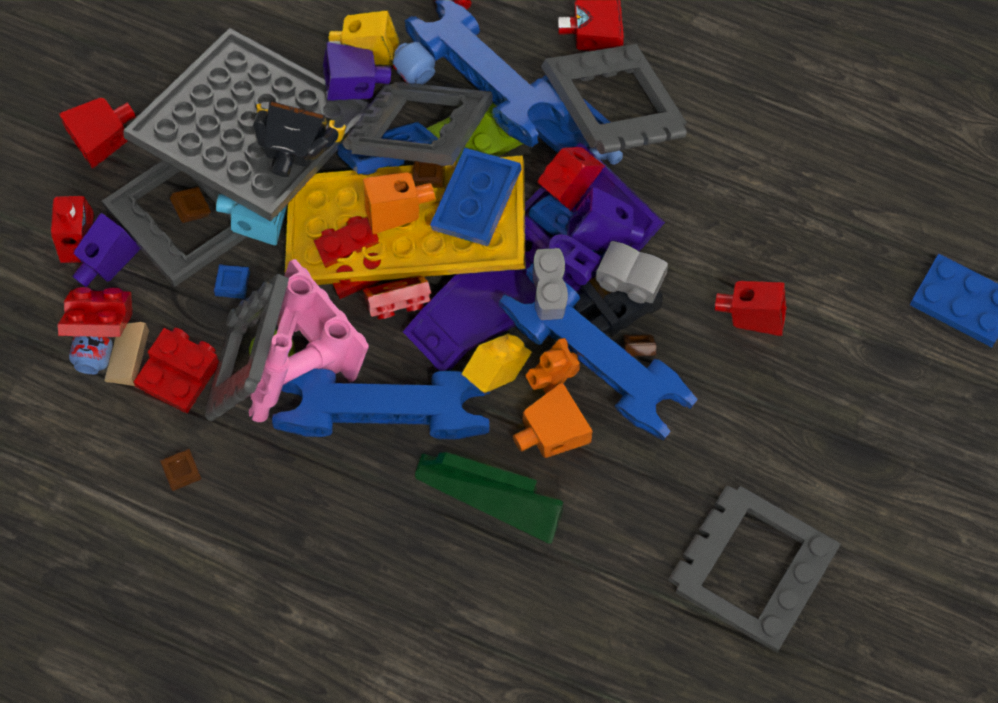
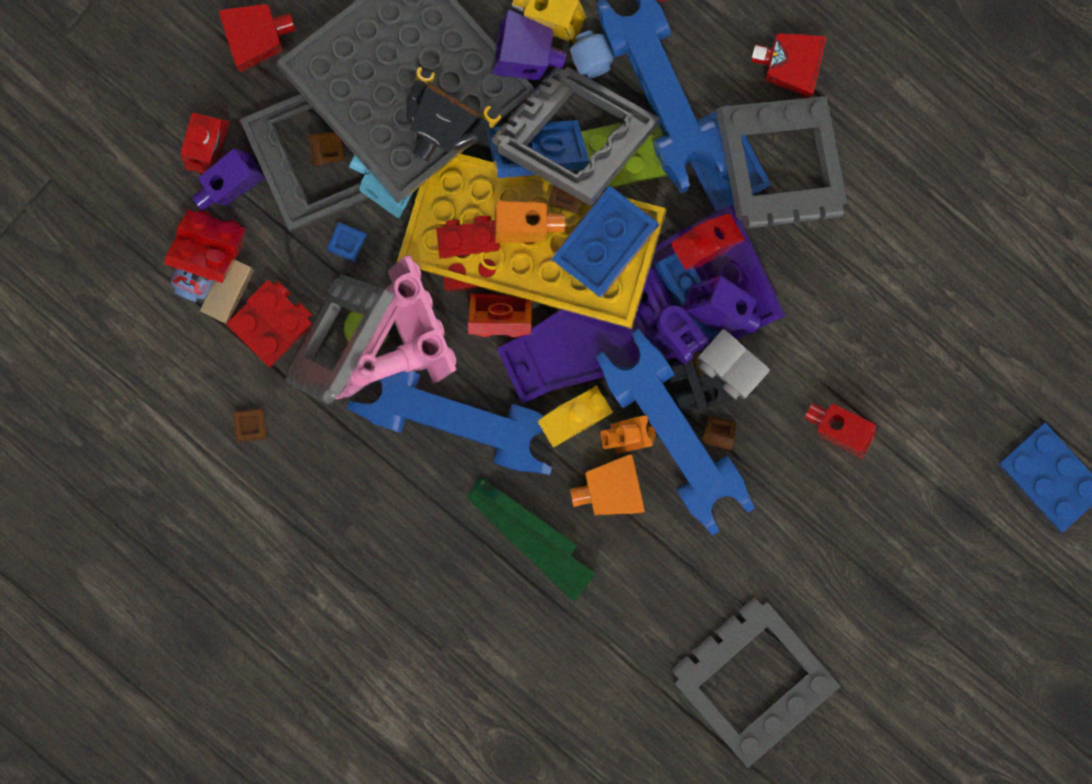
camera: 15 degrees right, 20 degrees up
(551, 288) = (649, 354): light grey brick -> none

